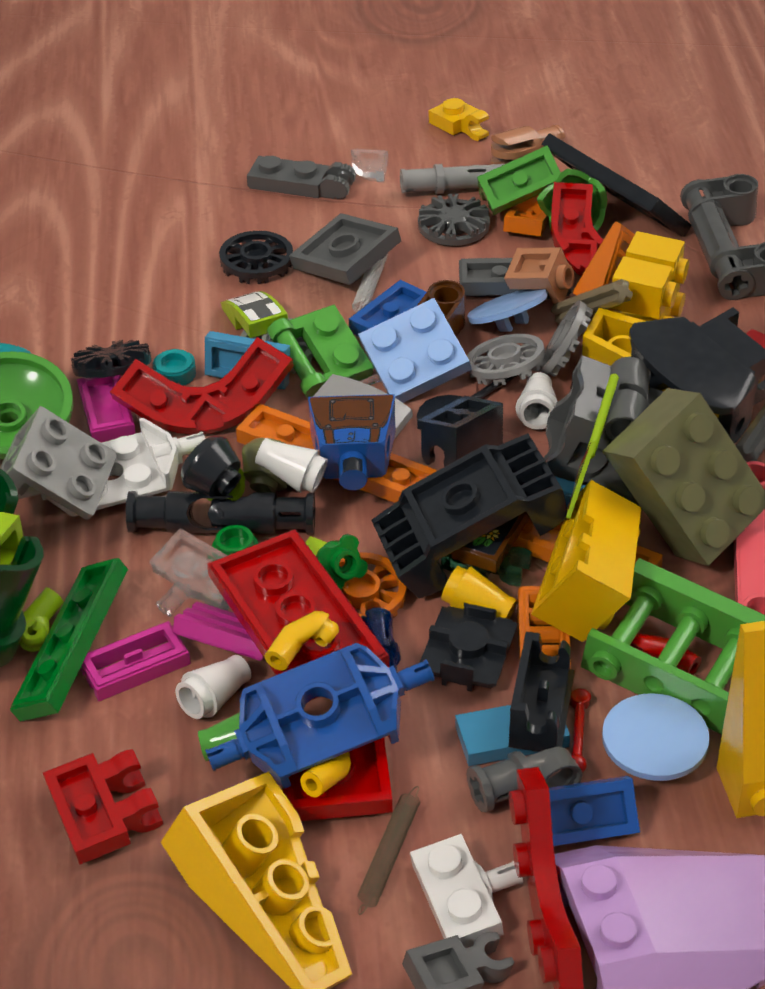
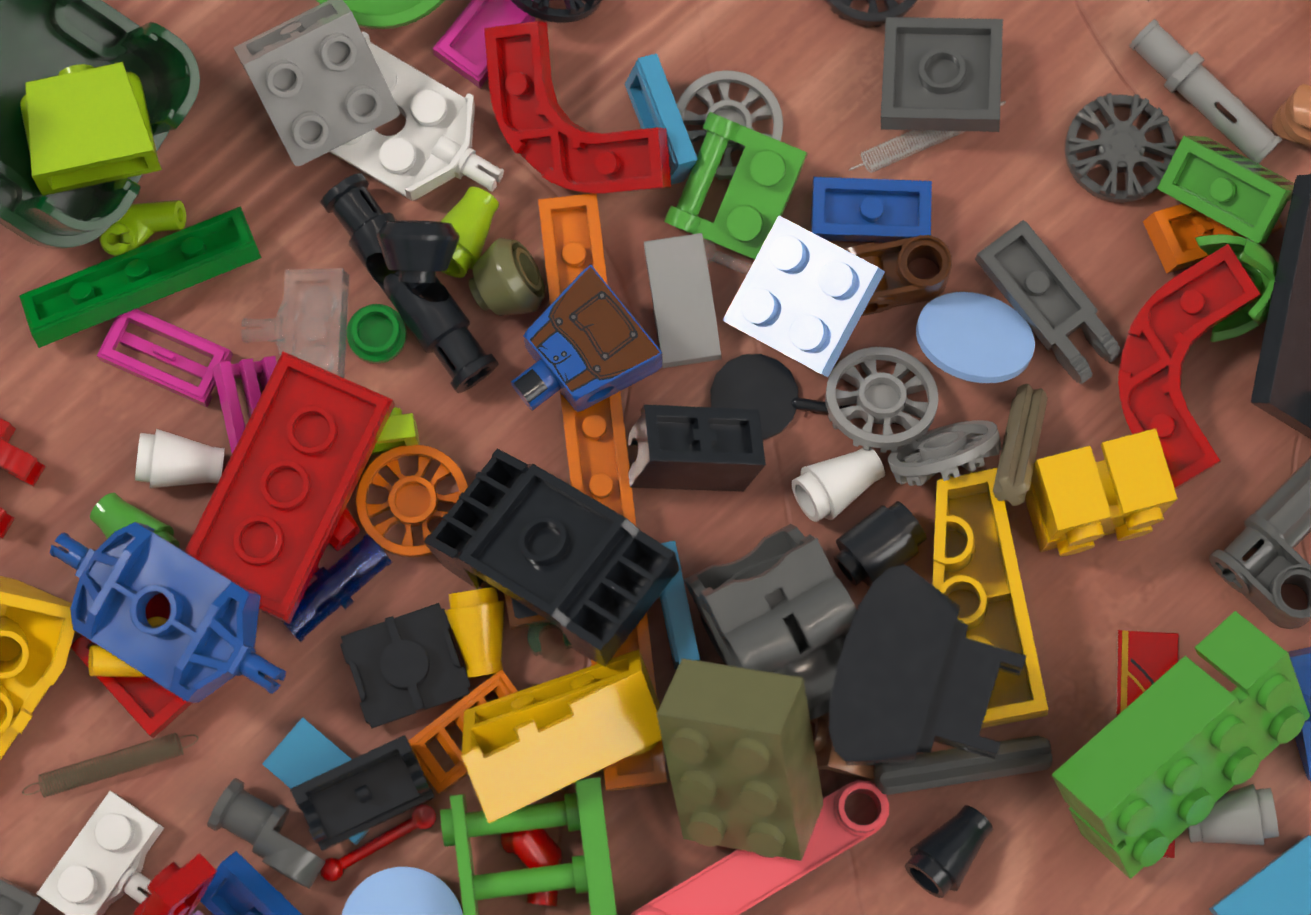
camera: 50 degrees right, 35 degrees up
(176, 366) = (607, 43): teal tile -> none
(253, 312) = (755, 58): slope -> none
(293, 464) = (493, 319): white cone -> none
(294, 635) = (235, 523): yellow arm -> none
(334, 551) = (403, 467): green plate -> none
(541, 270) = (1045, 343): nougat bracket -> none
(594, 440) = (687, 639): lime piece -> none
(605, 259) = (1098, 418): orange slope -> none

